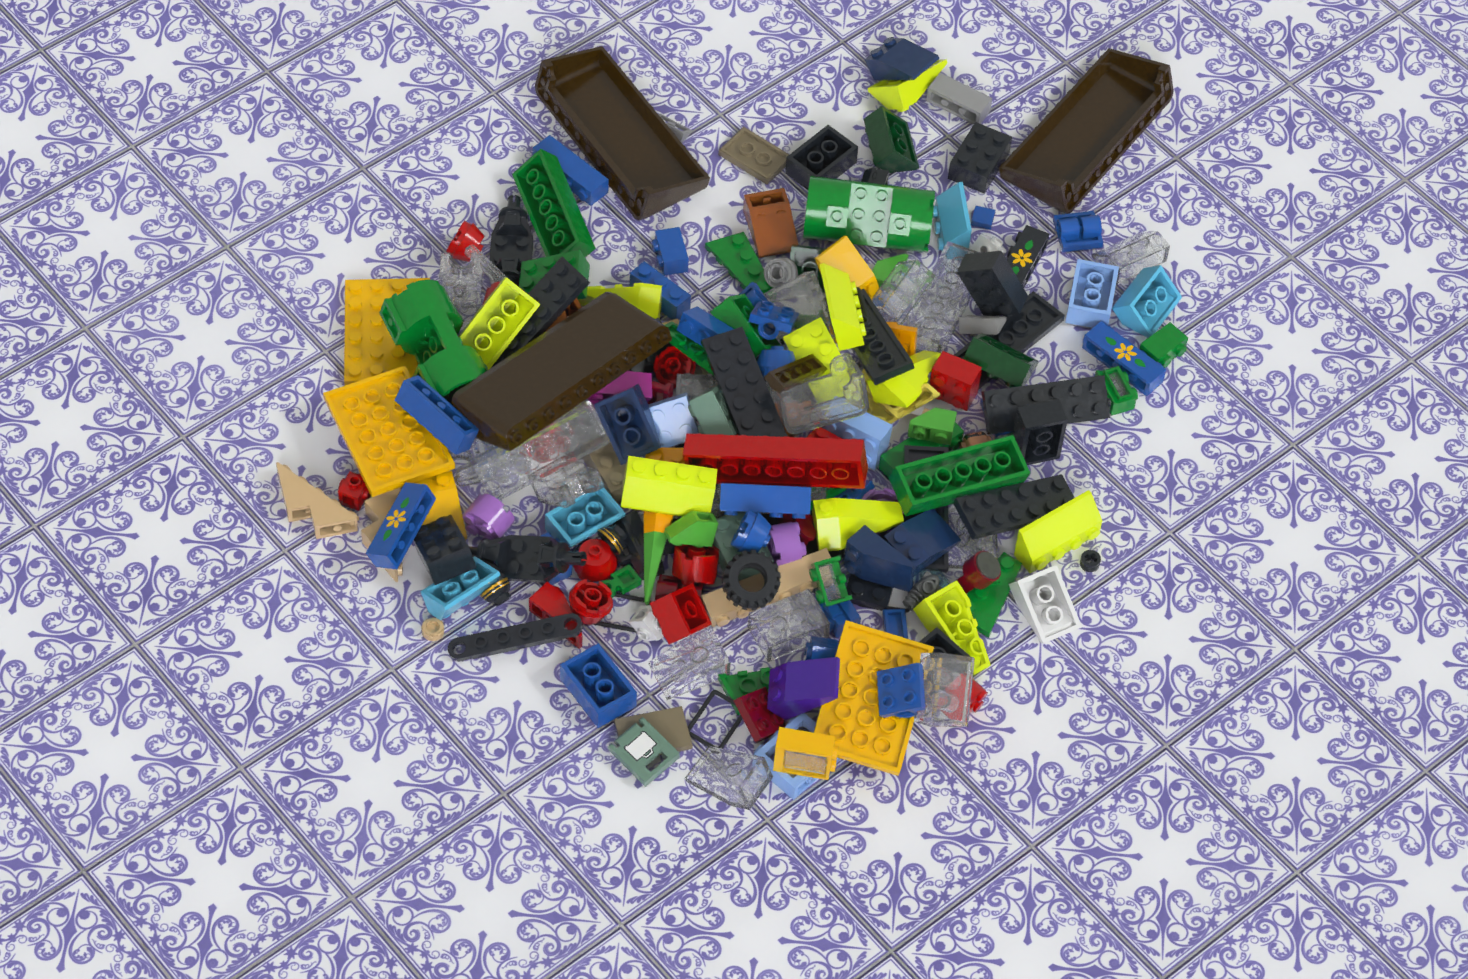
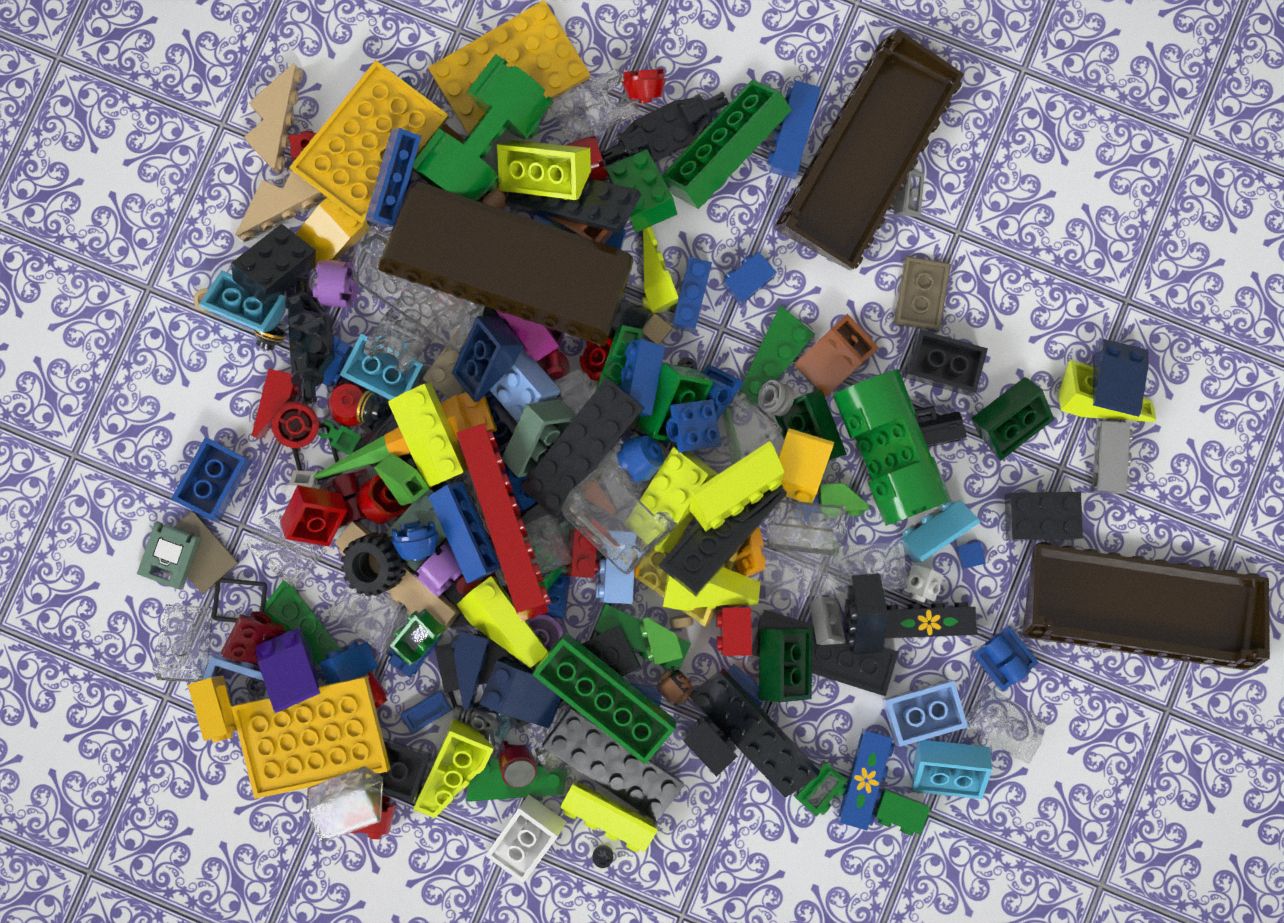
camera: 65 degrees right, 30 degrees up
(401, 525) = (270, 214): blue brick -> none
(484, 263) = (616, 123): clear axle -> none
(515, 637) = (224, 379): black plate -> none
(795, 373) = (618, 487): dark brown plate -> none
(901, 691) = (317, 766): blue plate -> none

